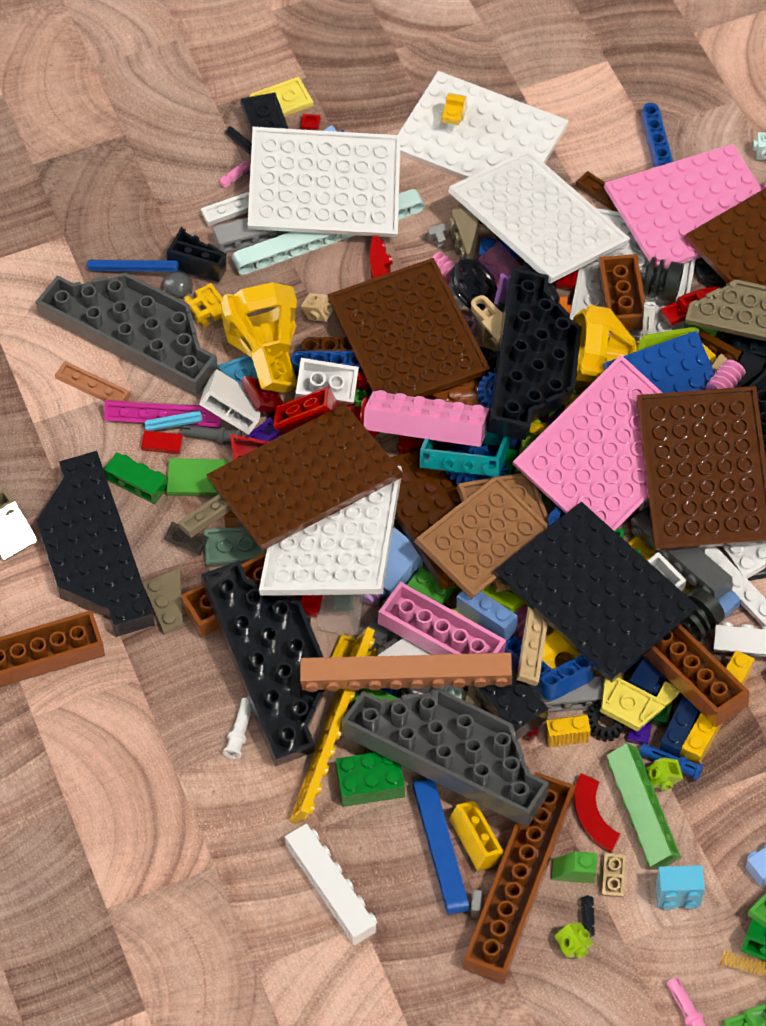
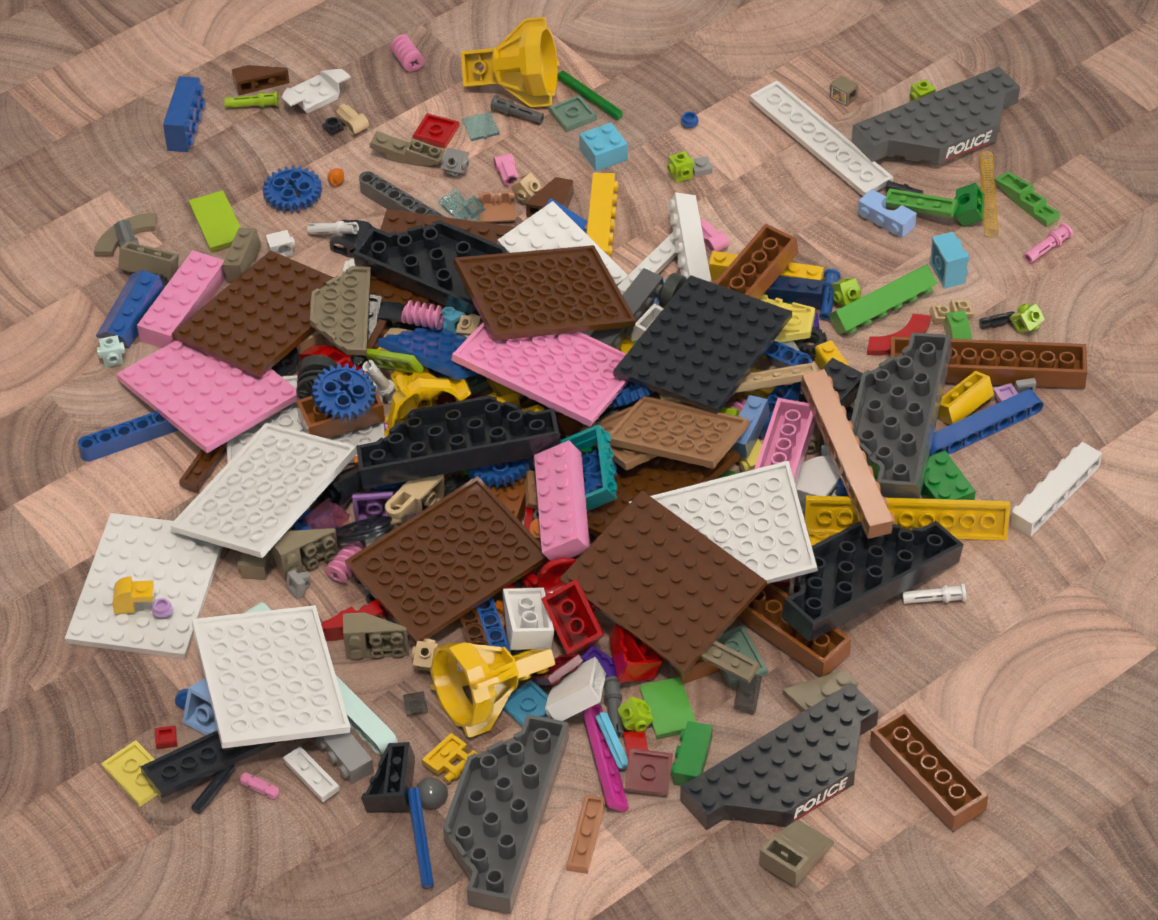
camera: 105 degrees left, 10 degrees down
(129, 438) = (648, 772): none -> dark red plate
(195, 438) = (635, 714): none -> lime brick
(352, 265) = (373, 637): none -> dark tan slope
(439, 132) = (161, 608): none -> lavender plate
(473, 882) = (1004, 392): none -> lavender plate
(642, 275) = (344, 392): none -> blue gear

